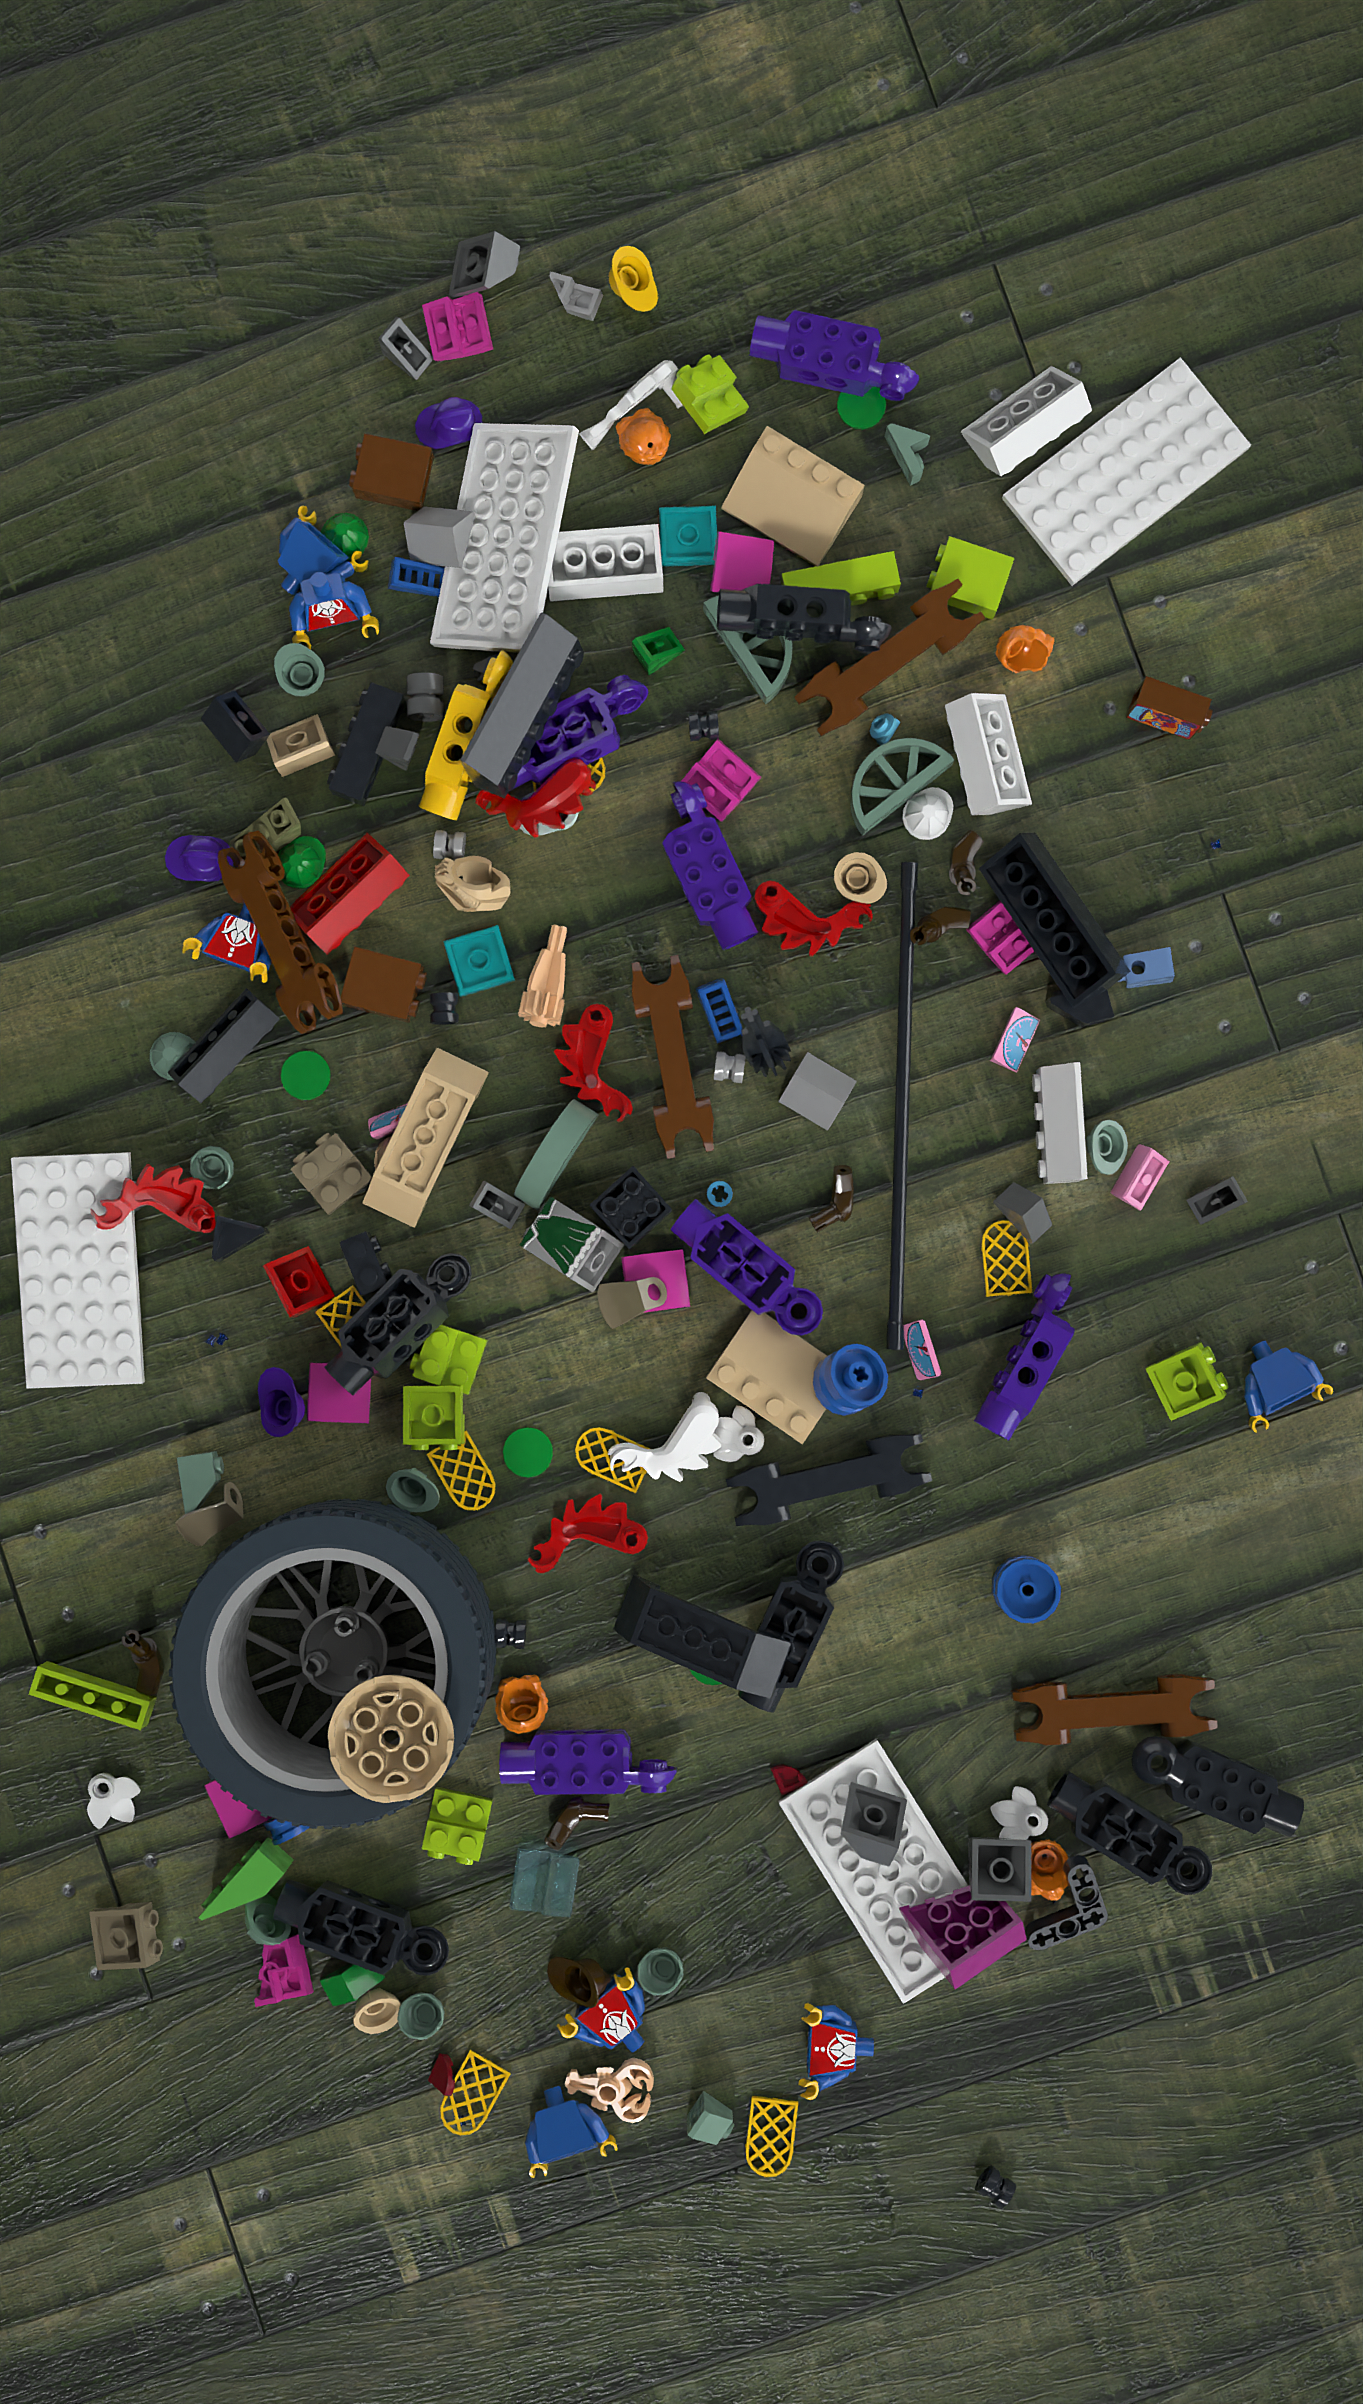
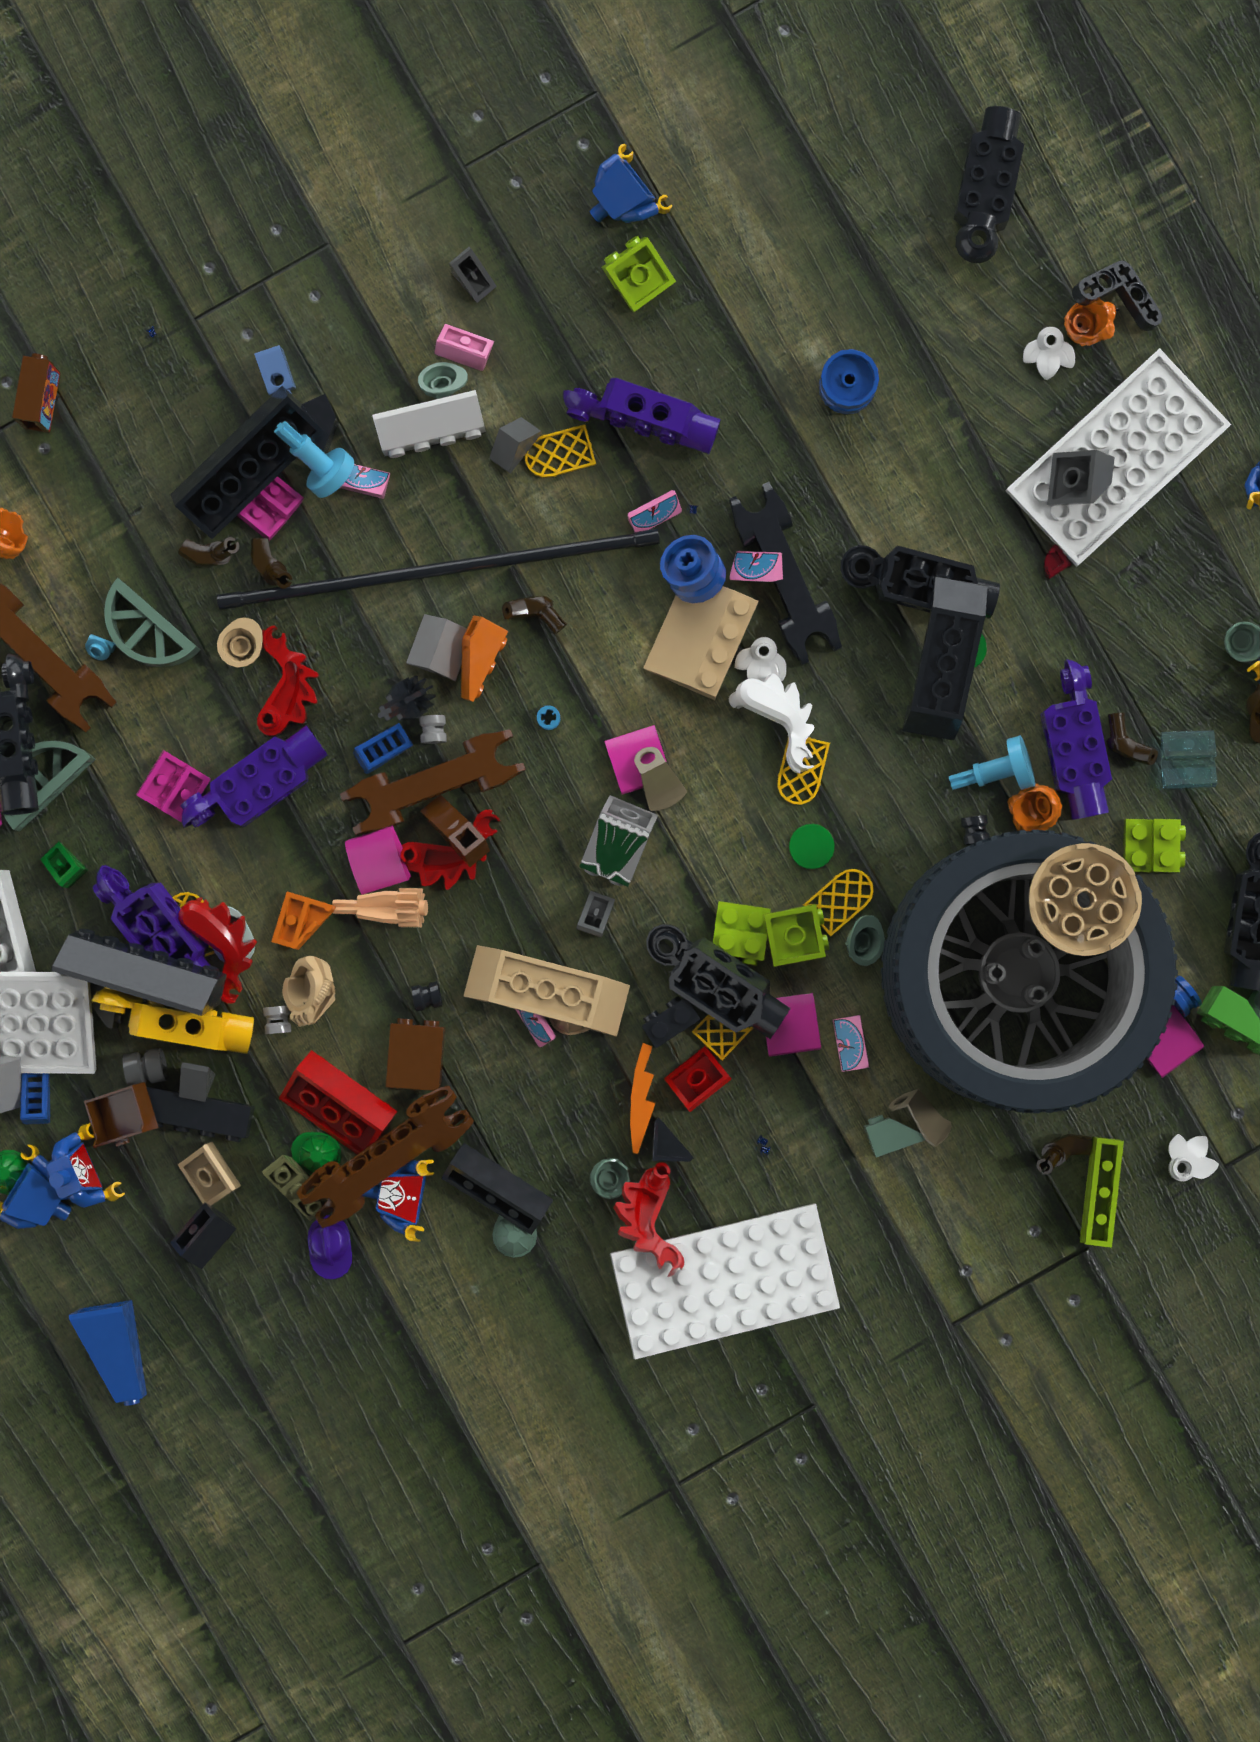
camera: 95 degrees left, 0 degrees up
(137, 611) = (114, 1348): none -> blue slope
(279, 1402) = (809, 1075): dark purple piece -> none
(281, 1216) = (640, 1107): none -> orange slope
(298, 669) = (140, 1187): sand green piece -> none
(305, 1075) = (510, 1111): green piece -> none
(307, 1454) = (850, 1043): none -> slope
(331, 1172) = (594, 1070): dark tan plate -> none
(378, 662) = (121, 1115): none -> reddish brown container
(479, 960) = (377, 973): teal tile -> none
(551, 888) = (299, 920): none -> orange wing
(554, 1154) = (540, 870): sand green window -> none
(572, 1691) = (1015, 763): none -> medium azure piece
(599, 981) = (376, 860): none -> dark pink slope
(605, 1527) = (865, 766): red animal -> none
(615, 1071) = (456, 830): none -> reddish brown slope
(631, 1208) = (576, 792): black brick -> none
(703, 726) = (126, 810): black wheel -> none
(746, 1267) = (610, 679): dark purple brick -> none
(805, 1132) = (479, 651): none -> orange slope
(840, 1449) = (757, 566): none -> slope
(928, 813) = (169, 594): white piece -> none
(964, 1933) = (1156, 380): magenta wedge -> none
(987, 753) = (106, 549): white slope -> none
(999, 1869) = (1097, 360): dark grey slope -> none
(1029, 1004) = (327, 470): none -> medium azure piece
(1064, 1712) = (928, 242): reddish brown piece -> none
(1129, 1834) = (1045, 253): black brick -> none

